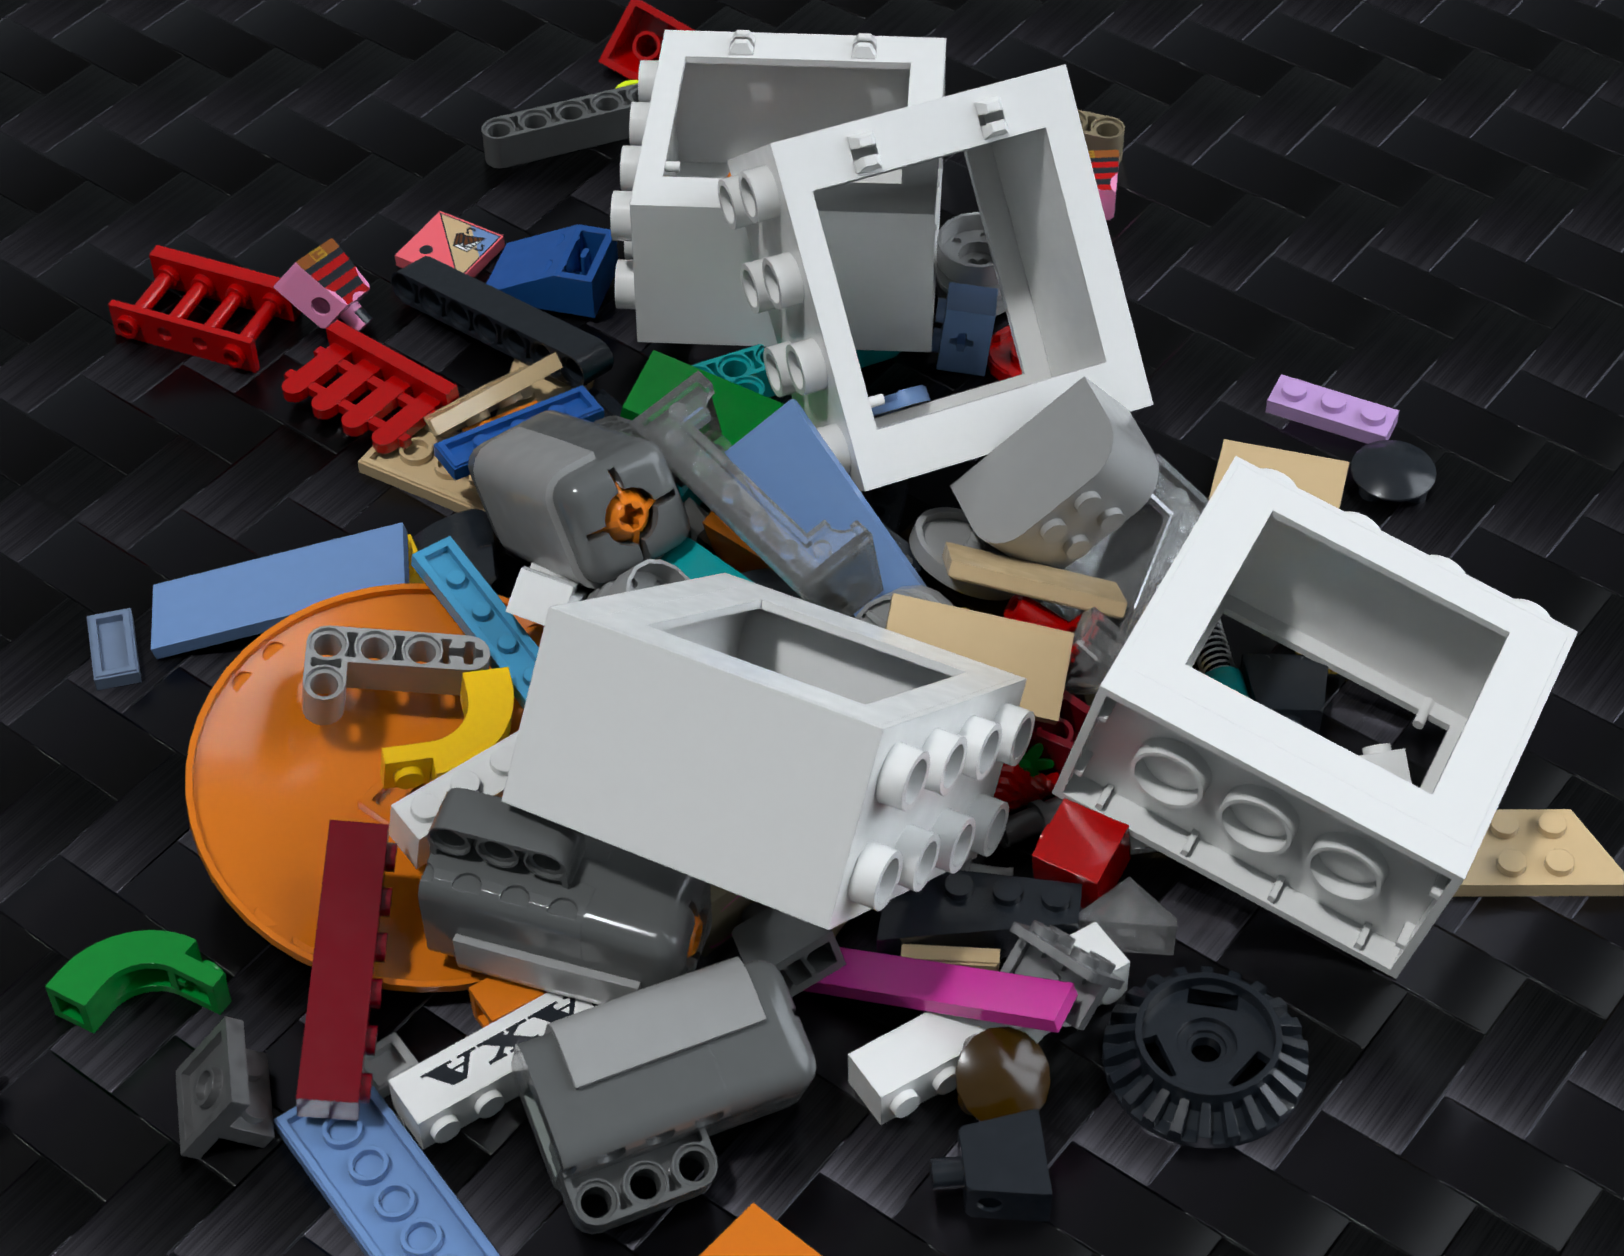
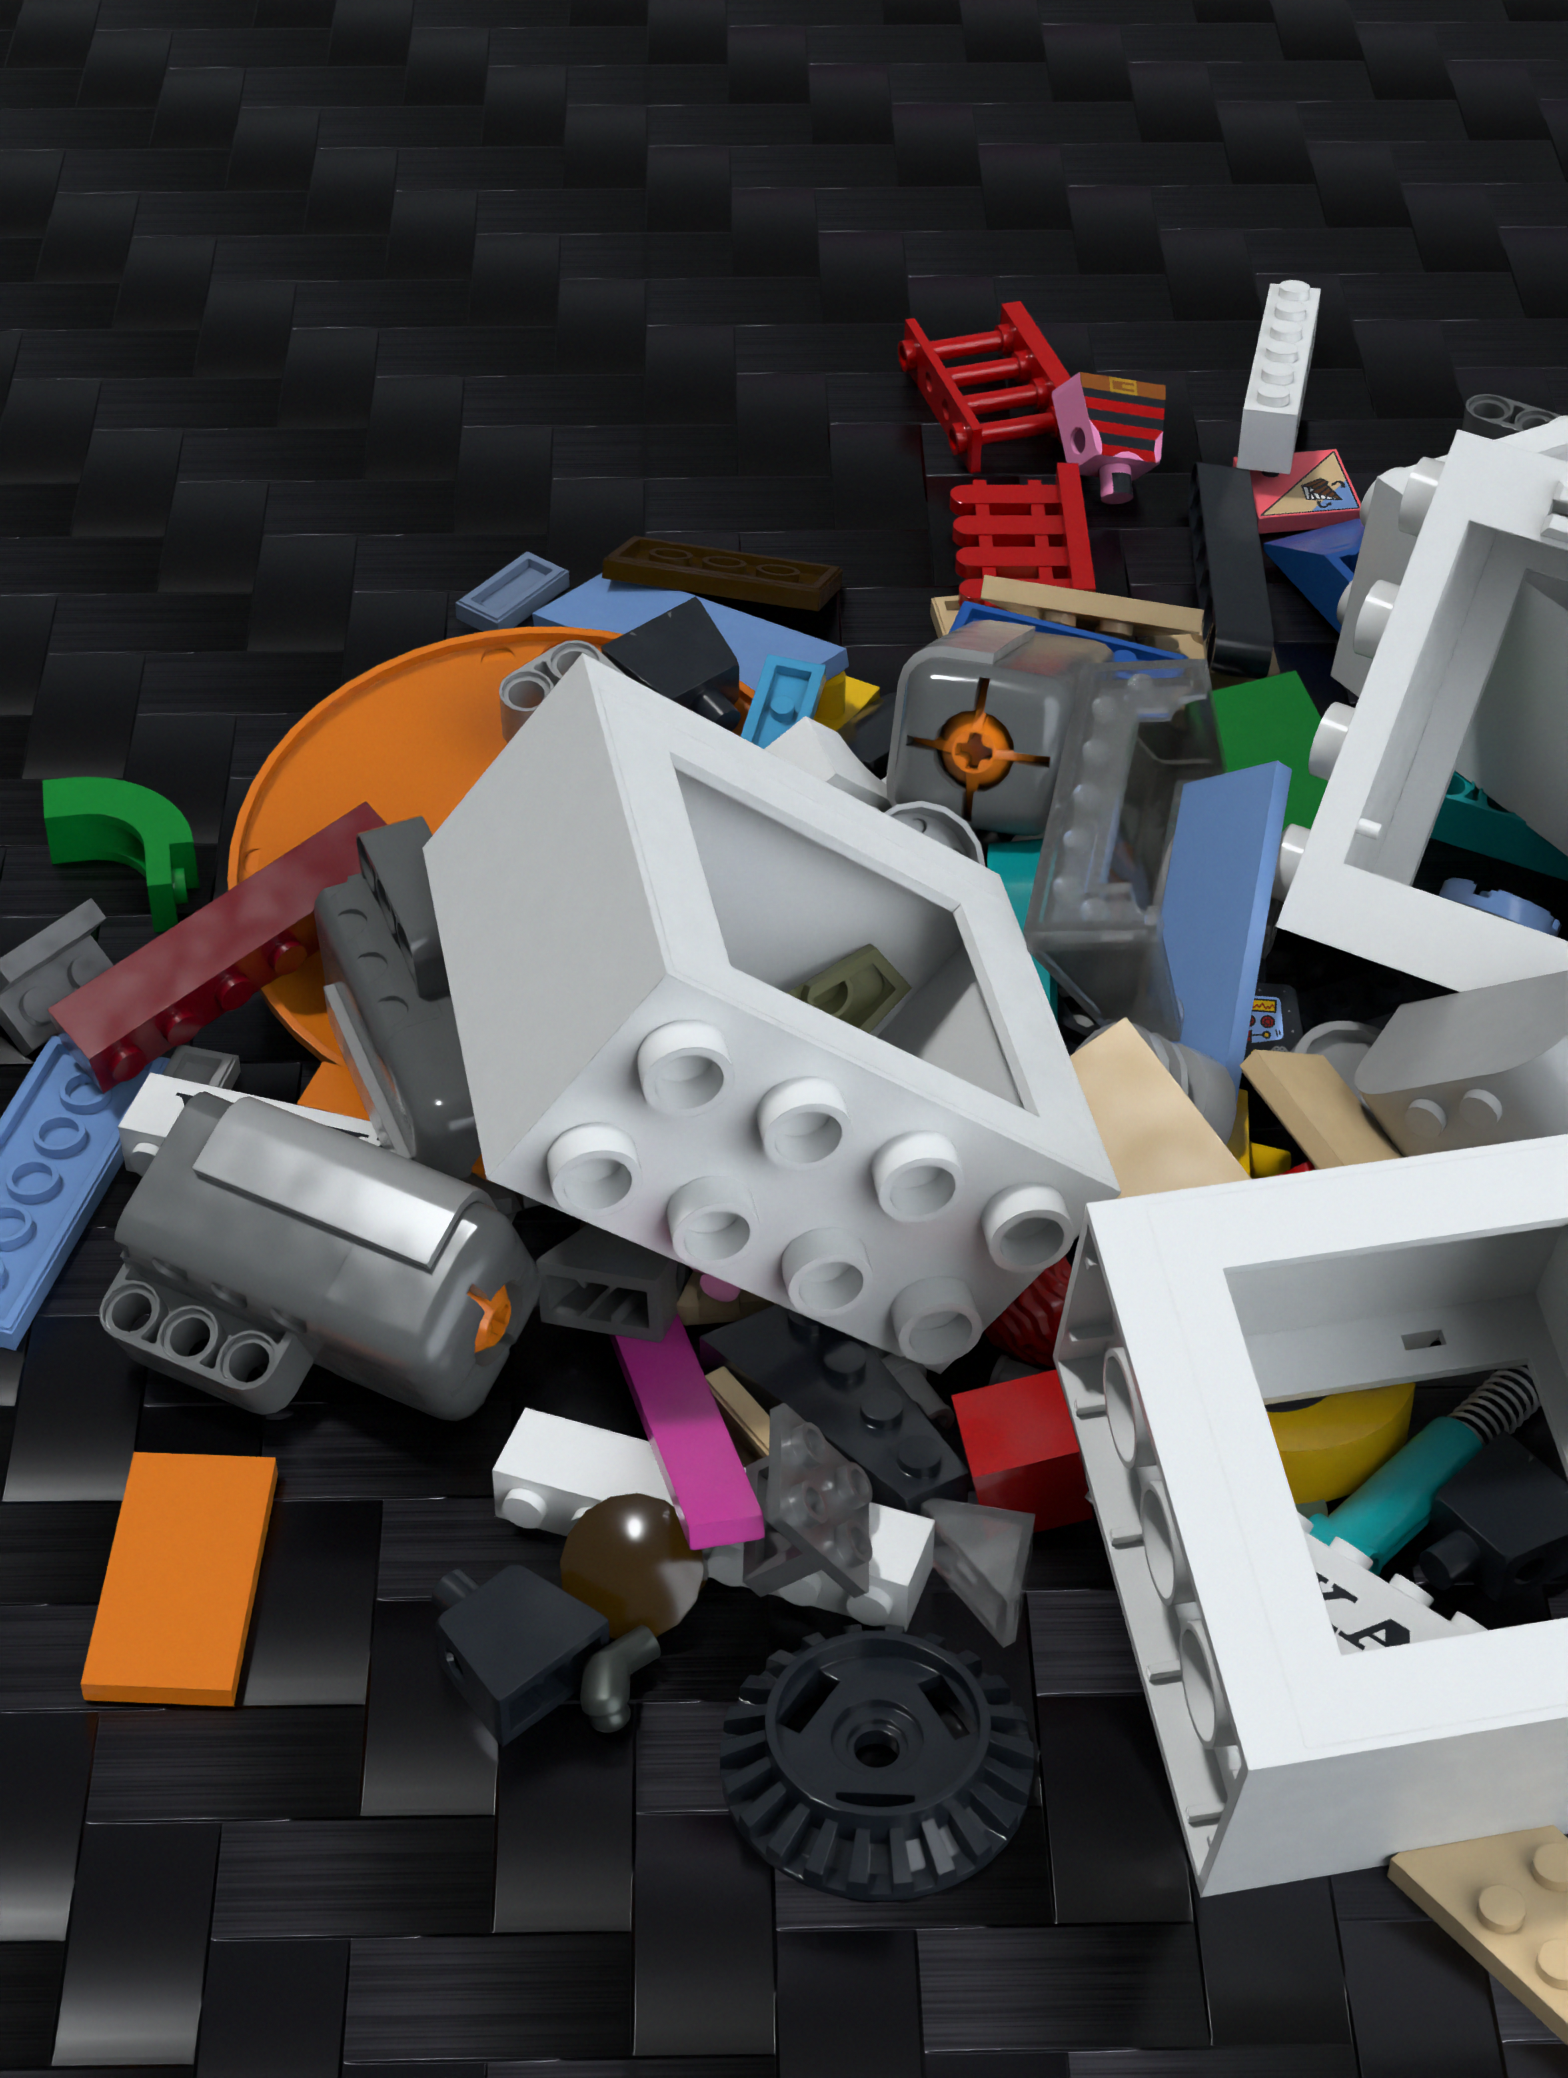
camera: 50 degrees right, 5 degrees down
(228, 537) = (723, 573): none -> dark brown tile
(369, 188) = (1279, 378): none -> white brick
(380, 596) = (683, 660): none -> black torso
(1059, 1139) = (607, 1678): none -> pearl dark grey arm

